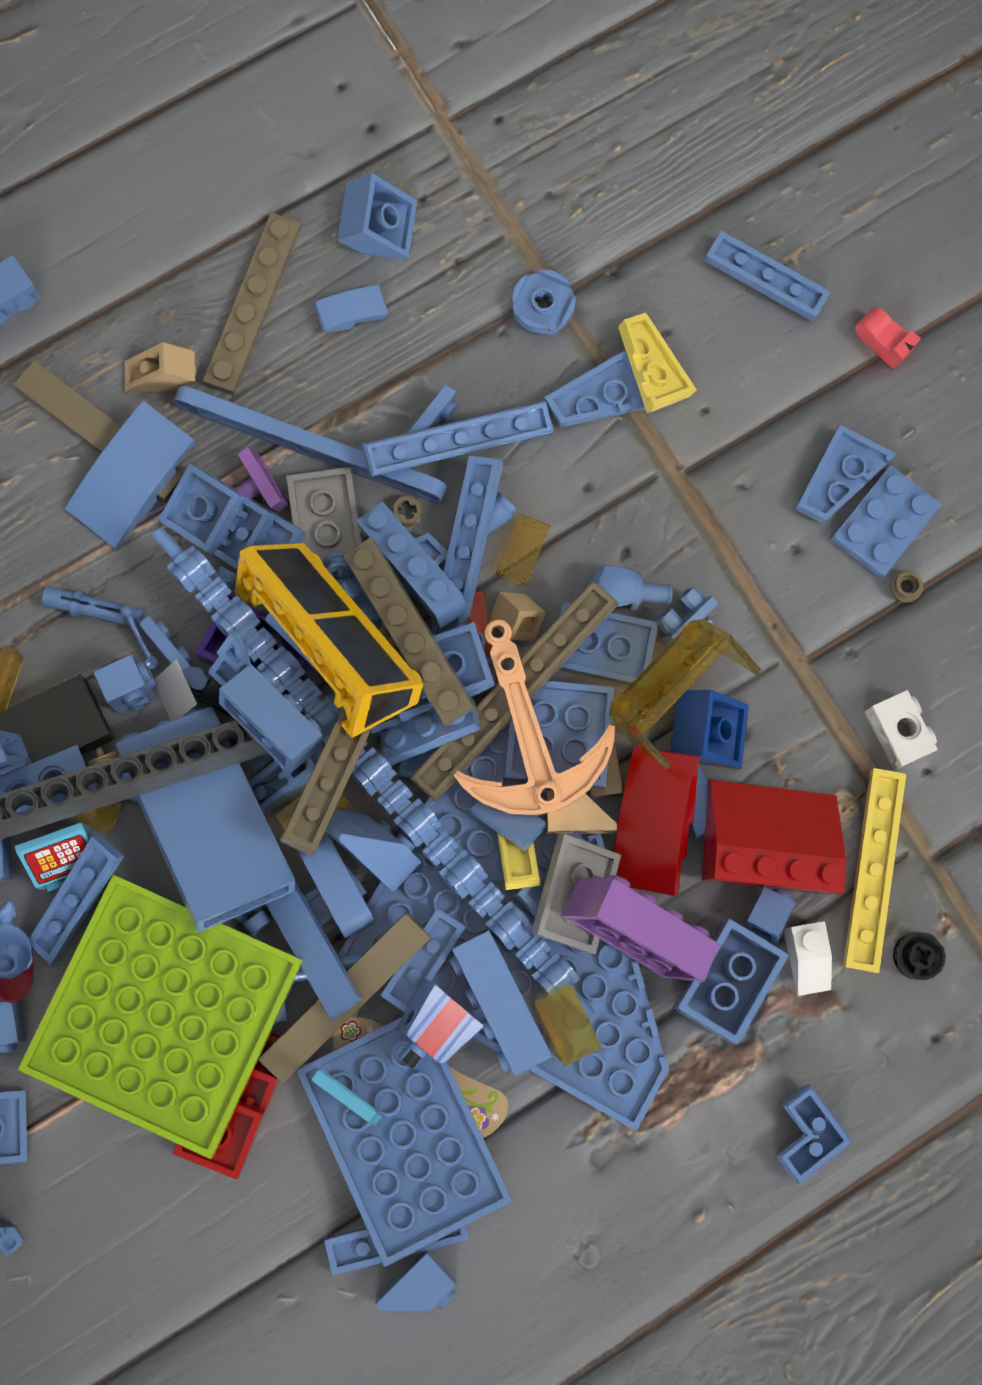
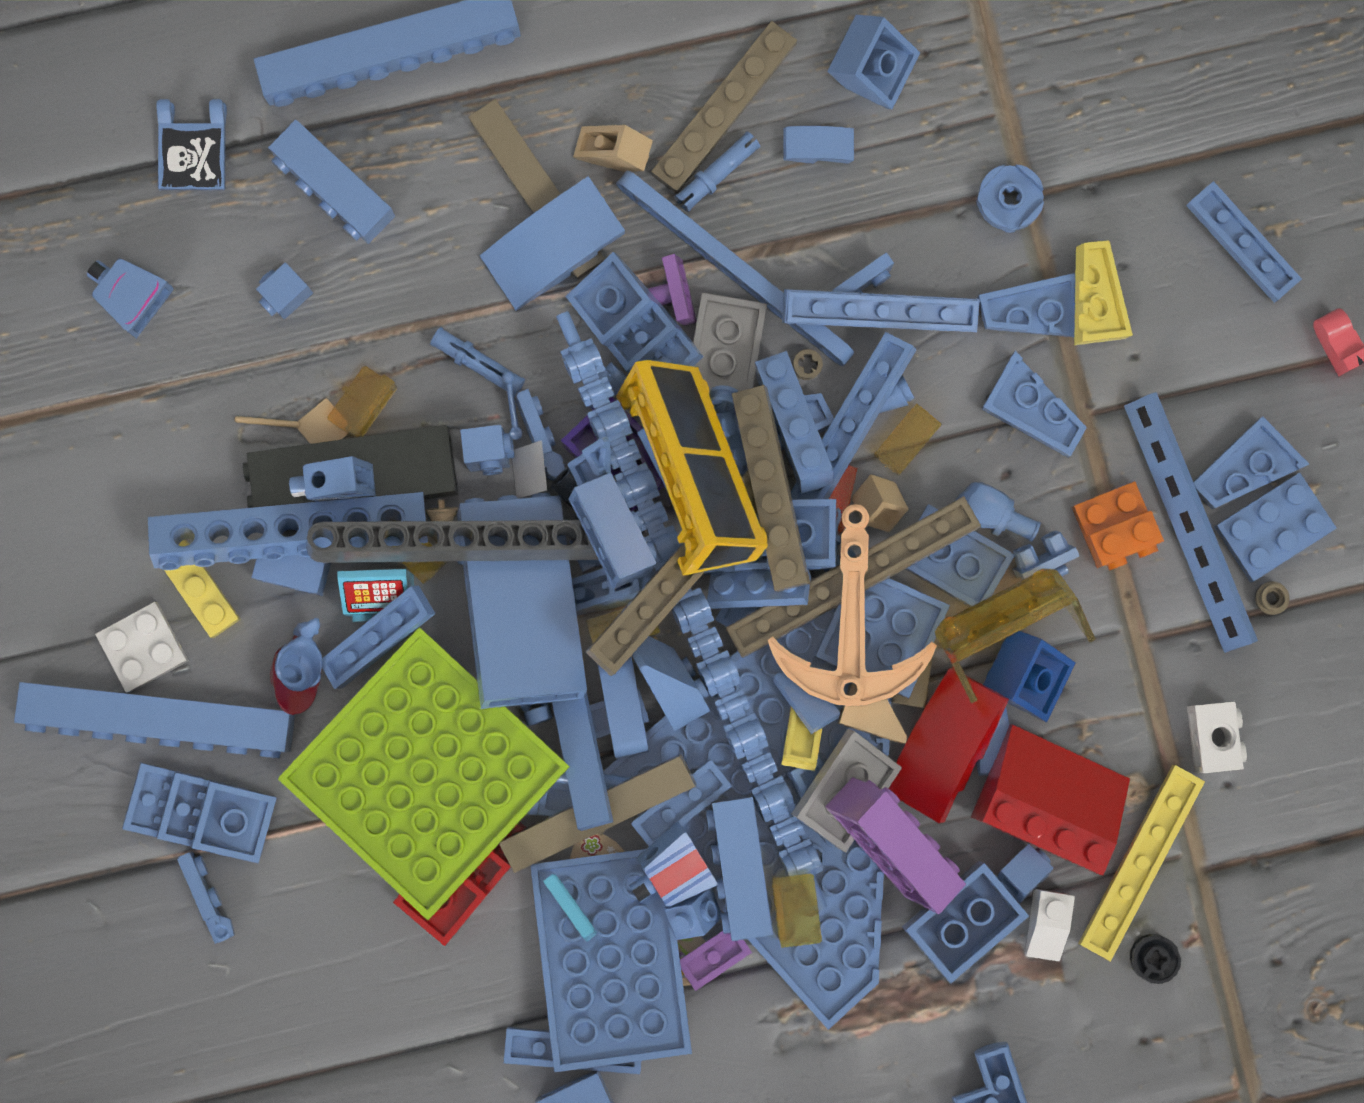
camera: 25 degrees right, 5 degrees up
(258, 372) = (707, 180): none -> medium blue pin
(299, 998) = (555, 800): none -> medium blue plate
(470, 1064) = (694, 915): none -> medium blue brick
(503, 1101) = (712, 959): none -> medium lavender plate
(628, 485) = (1032, 408): none -> medium blue wing
(743, 567) = (1118, 526): none -> orange plate
(809, 541) = (1190, 523): none -> medium blue tile

